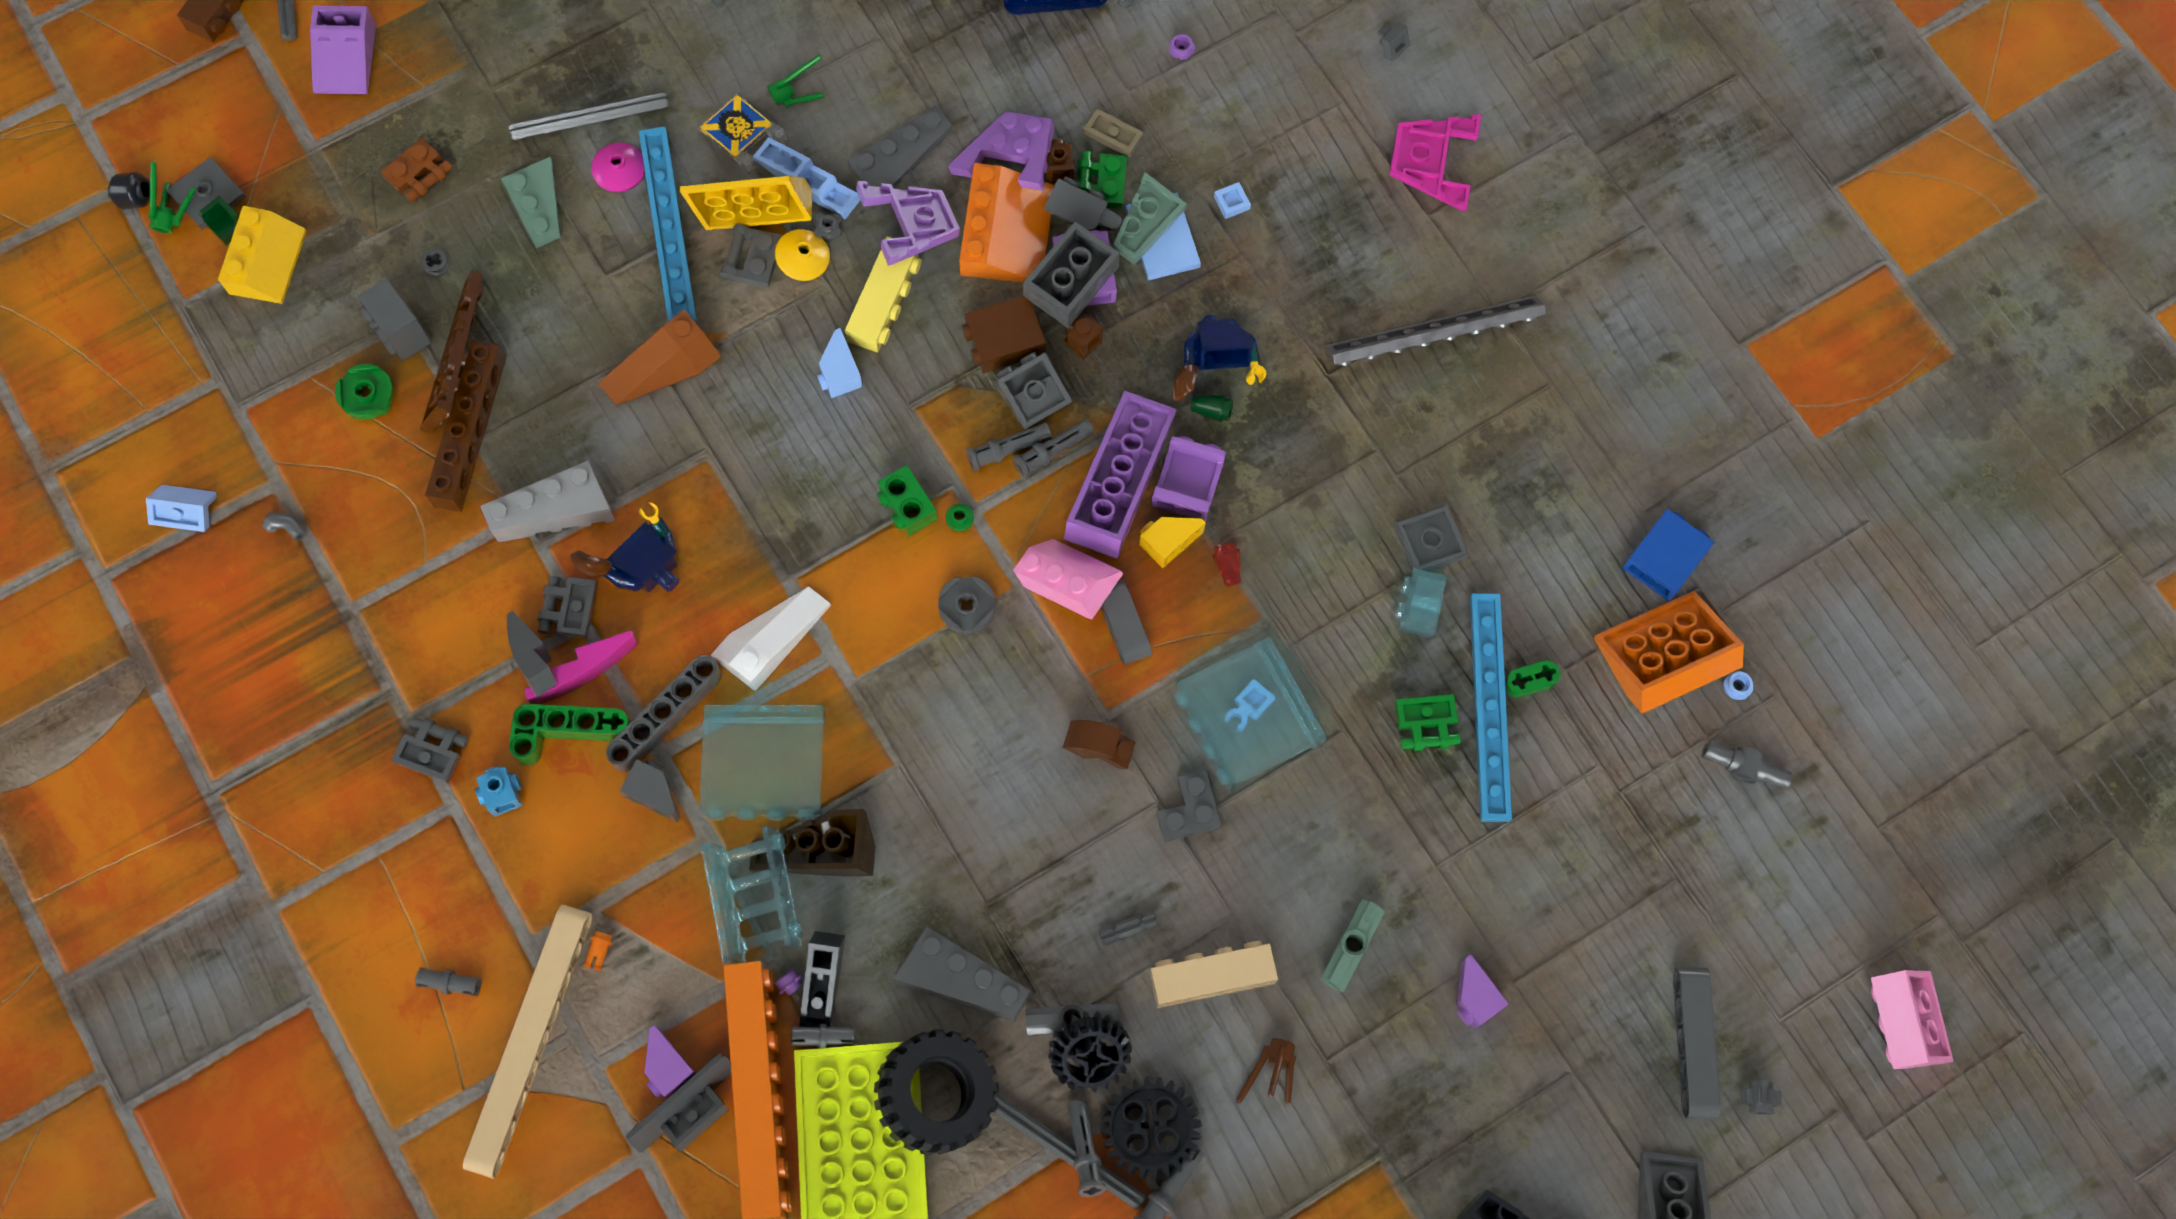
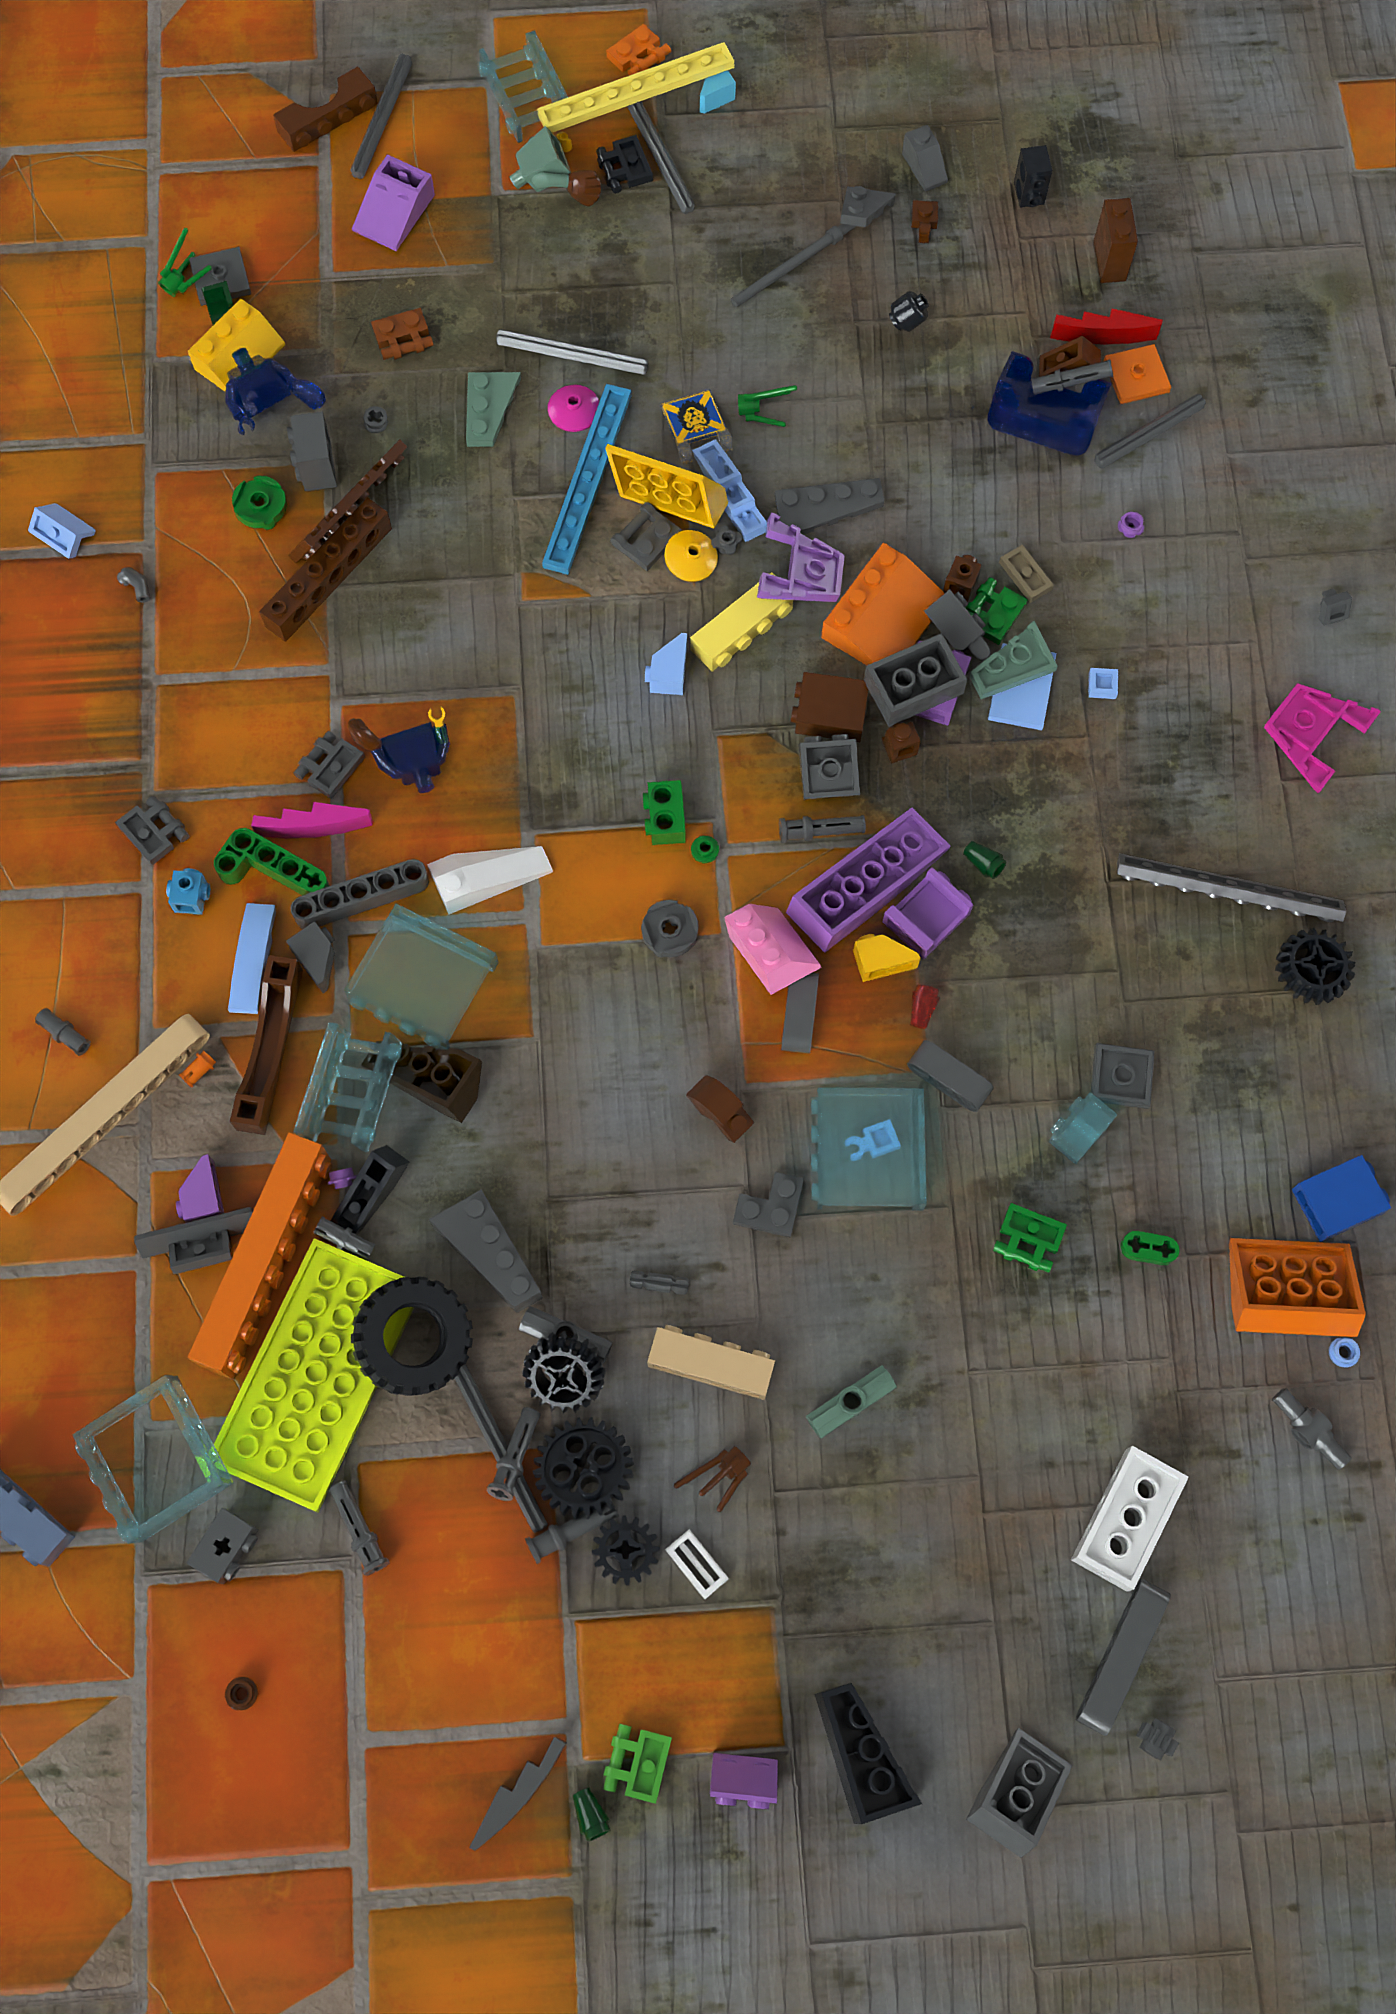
camera: 30 degrees right, 0 degrees up
(129, 190) = (157, 244): black head -> none
(307, 278) = (262, 383): none -> clear blue torso
(529, 655) = (271, 789): dark grey slope -> none
(549, 505) = (359, 669): light grey wedge -> none
(594, 823) = (251, 958): none -> light blue slope
(658, 909) = (259, 1084): none -> reddish brown arch
(667, 357) = (526, 589): dark orange wedge -> none
(996, 450) = (768, 806): dark grey pin -> none
(1012, 139) = (932, 539): medium lavender wing -> none
(1217, 346) = (1016, 806): clear blue torso -> none
(1219, 1168) = (626, 1564): none -> black gear
(1270, 1149) = (680, 1543): none -> white tile
(1285, 614) = (950, 1076): none -> dark grey beam
(1476, 995) = (940, 1508): medium lavender slope -> none
(1490, 708) = (1095, 1254): dark azure plate -> none
(1542, 377) = (1294, 970): none -> black gear
(1656, 910) = (1150, 1518): none -> white brick
(1911, 1019) = (1343, 1745): bright pink slope -> none

